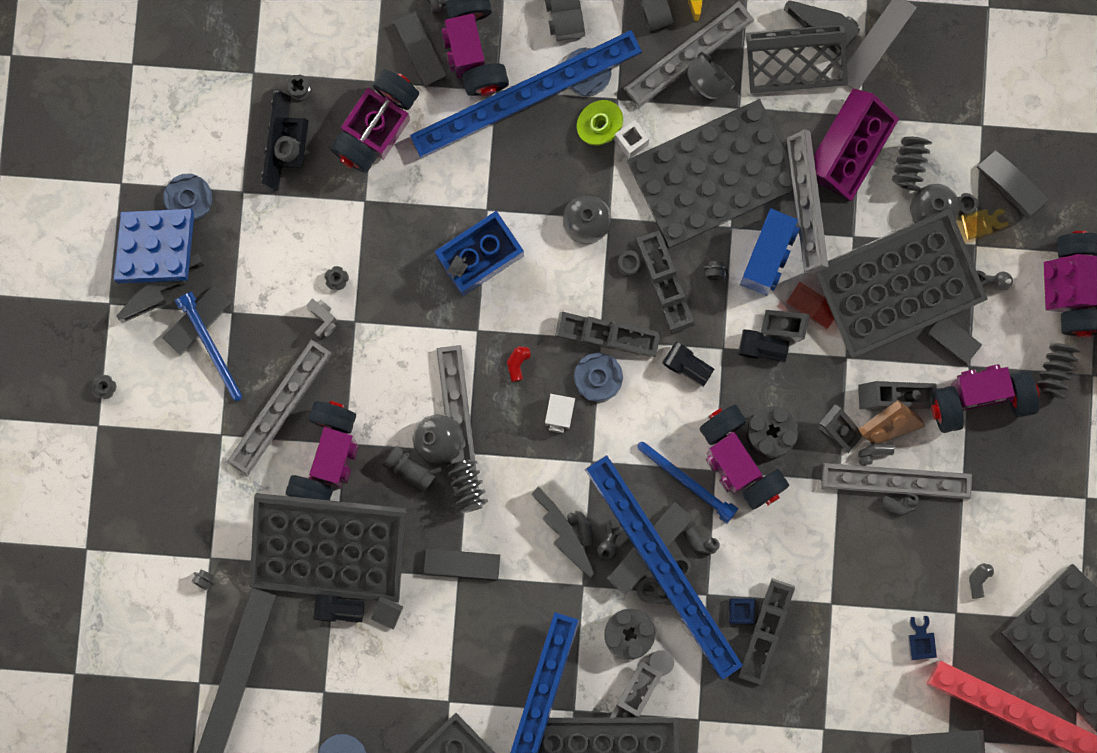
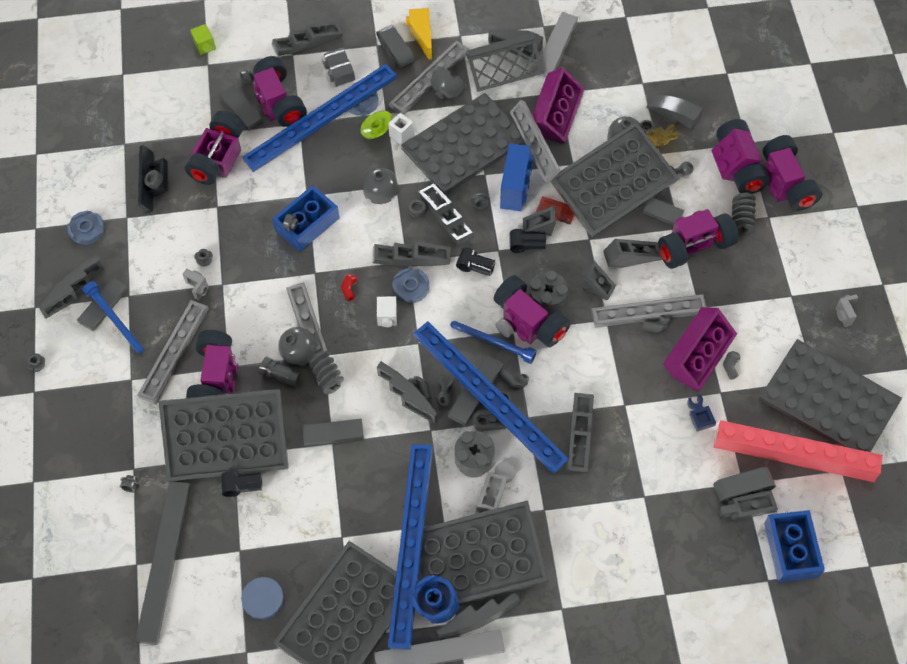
camera: 10 degrees left, 20 degrees down
(154, 246) = (62, 258): plate -> none
(298, 80) = (157, 141): dark grey bush -> none
(387, 612) = (280, 477): dark grey tile -> none
(705, 468) = (504, 328): none -> light grey tile
(741, 611) = (557, 422): dark blue tile -> none
(873, 450) = (622, 296): dark grey arm -> none
(891, 423) = (634, 270): medium nougat wing -> none
(910, 162) = (600, 108): dark grey piece -> none
(946, 550) = (700, 348): none -> magenta slope

